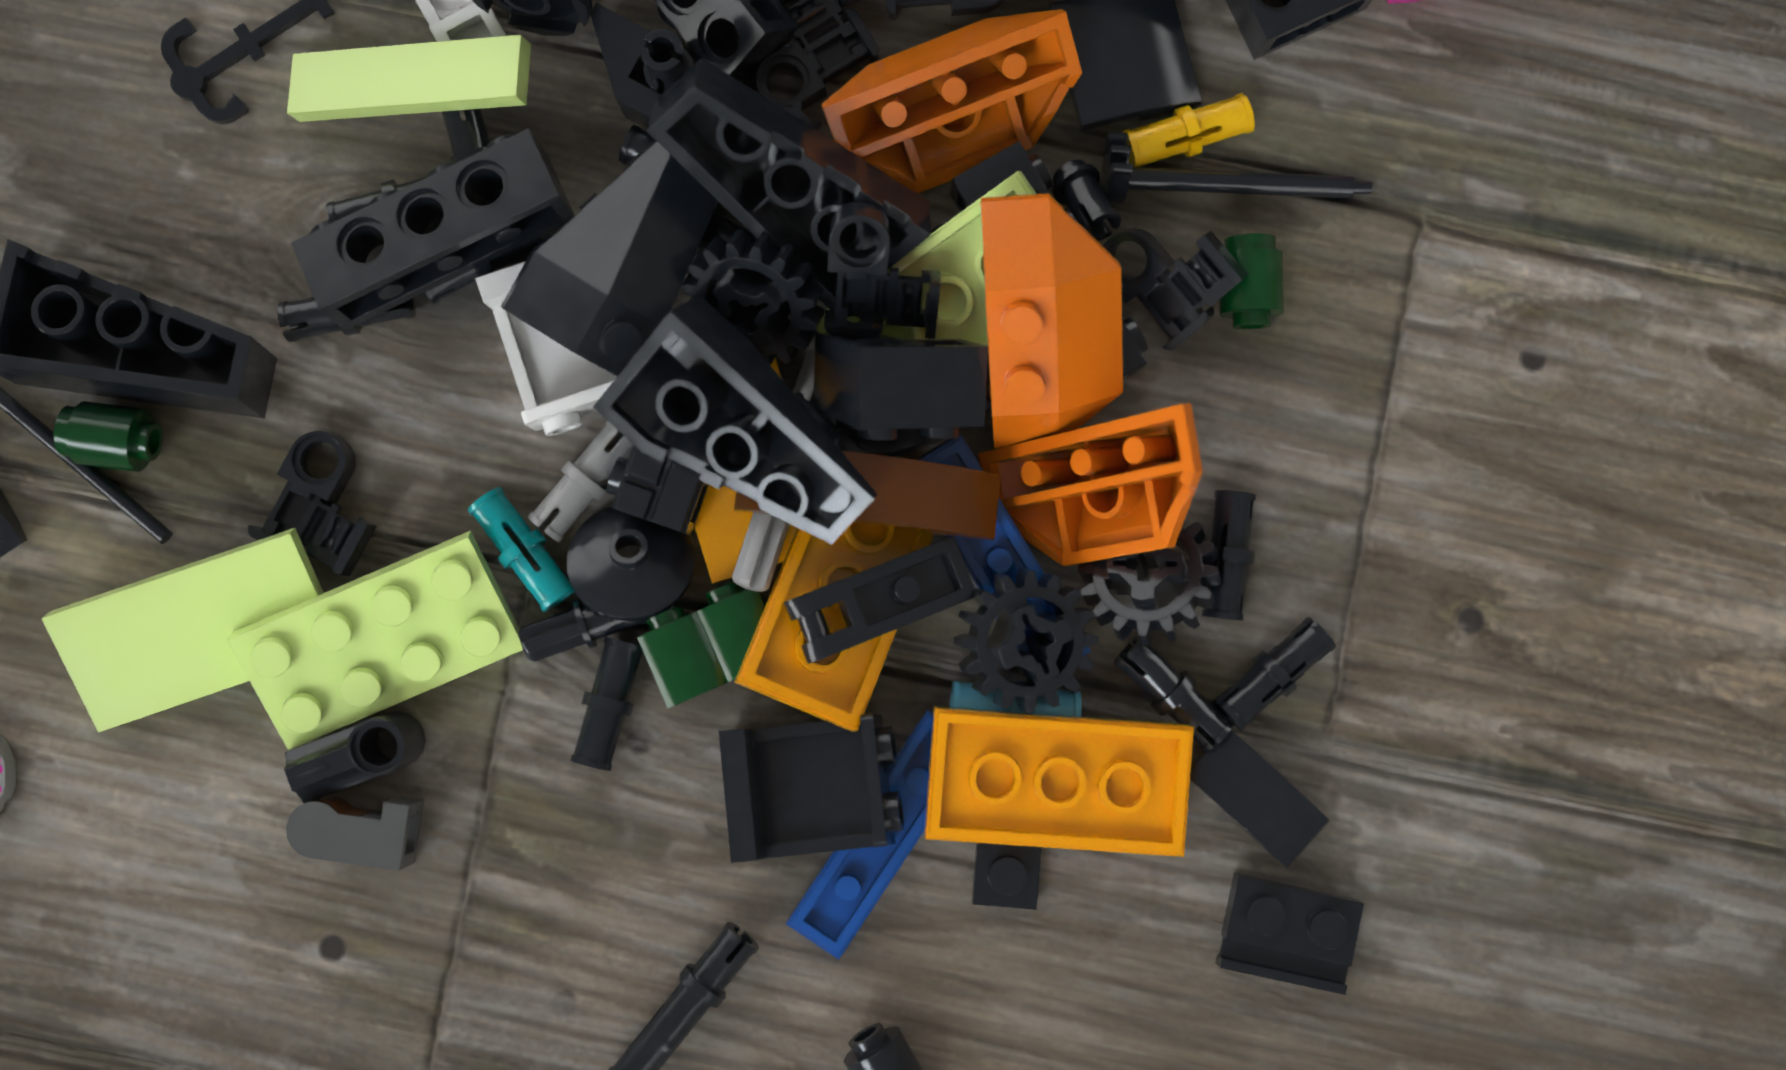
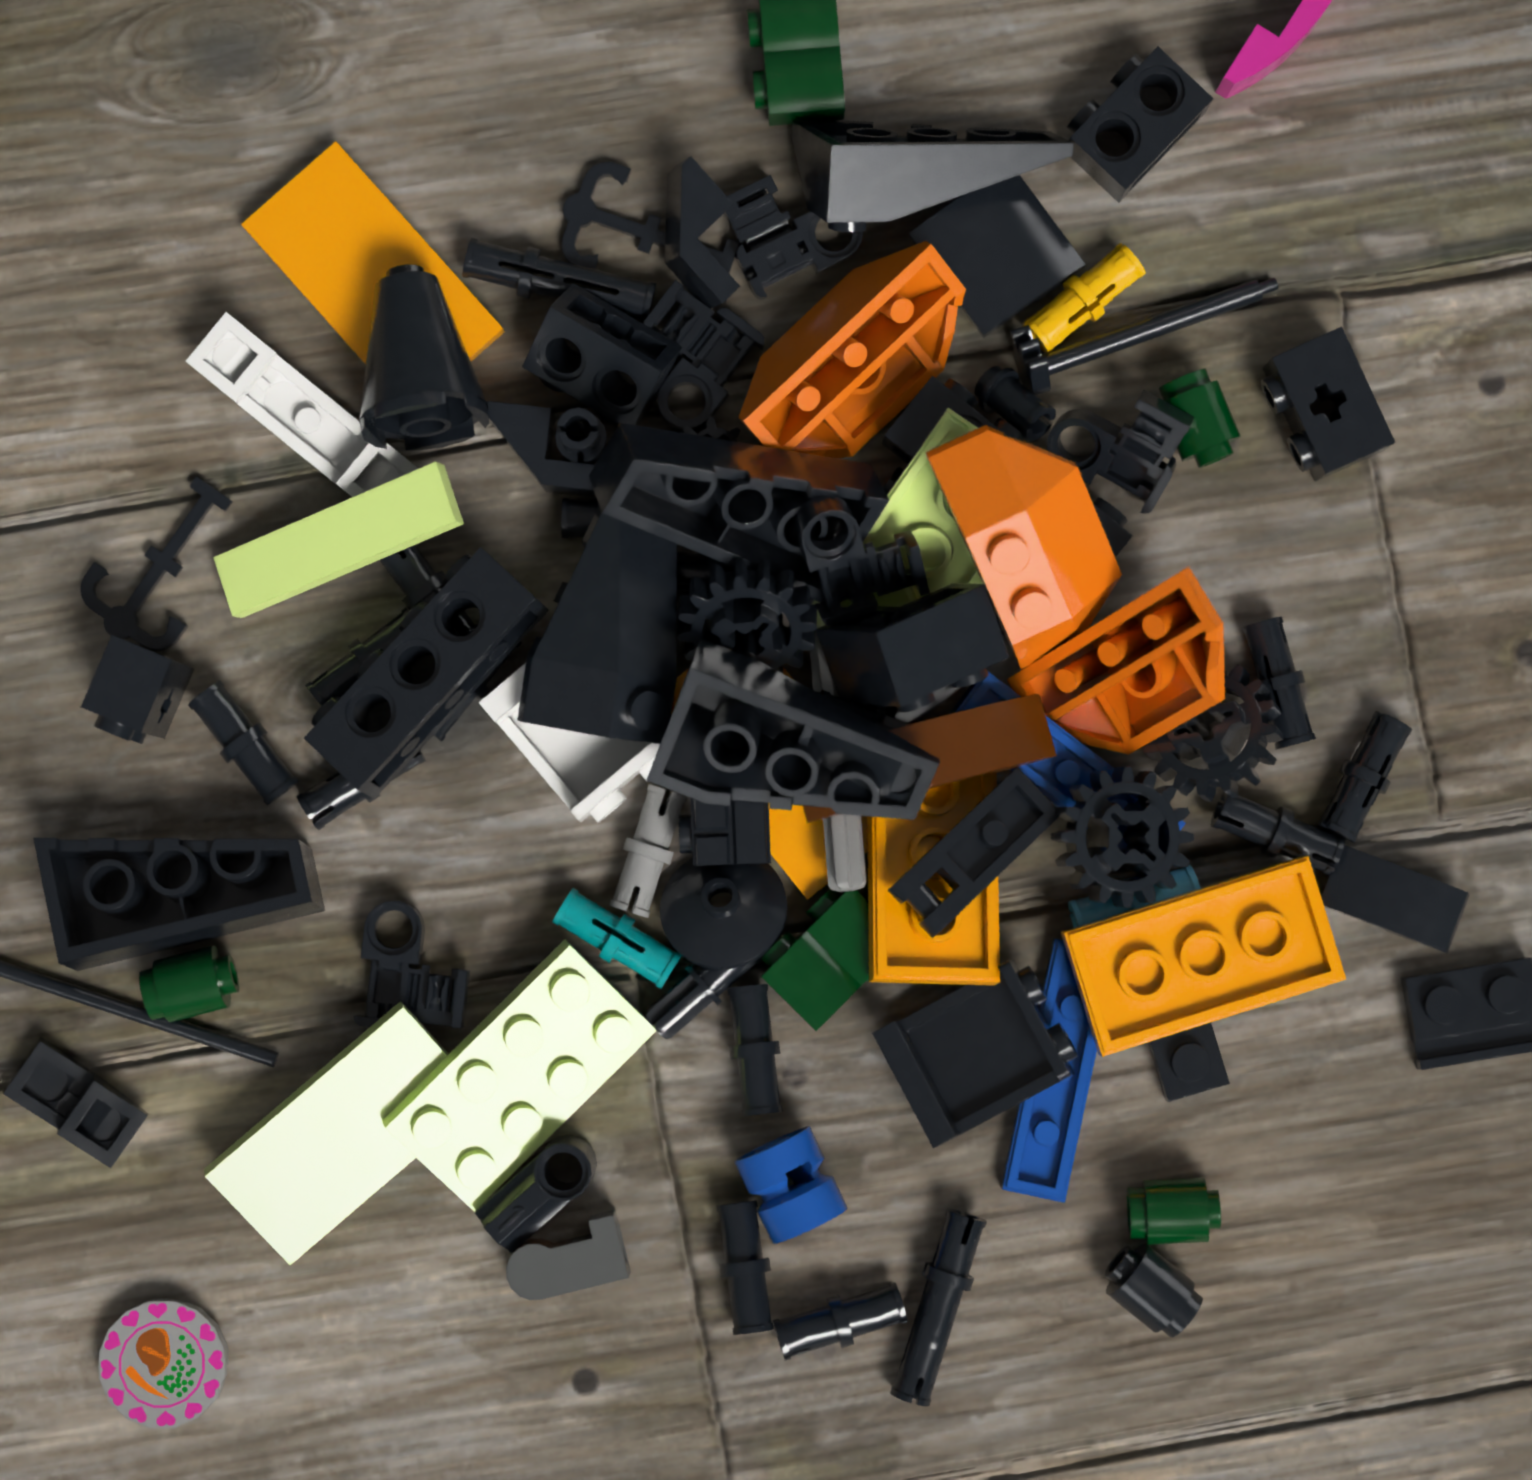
camera: 15 degrees left, 0 degrees up
(160, 141) = (135, 691): none -> black brick
(251, 233) = (243, 742): none -> black pin
(517, 902) = (745, 1267): none -> black pin
(585, 987) = (840, 1321): none -> black pin
(588, 866) = (795, 1208): none -> blue wheel
(936, 1008) = (1172, 1211): none -> dark green brick
(1390, 286) = (1326, 371): none -> black brick

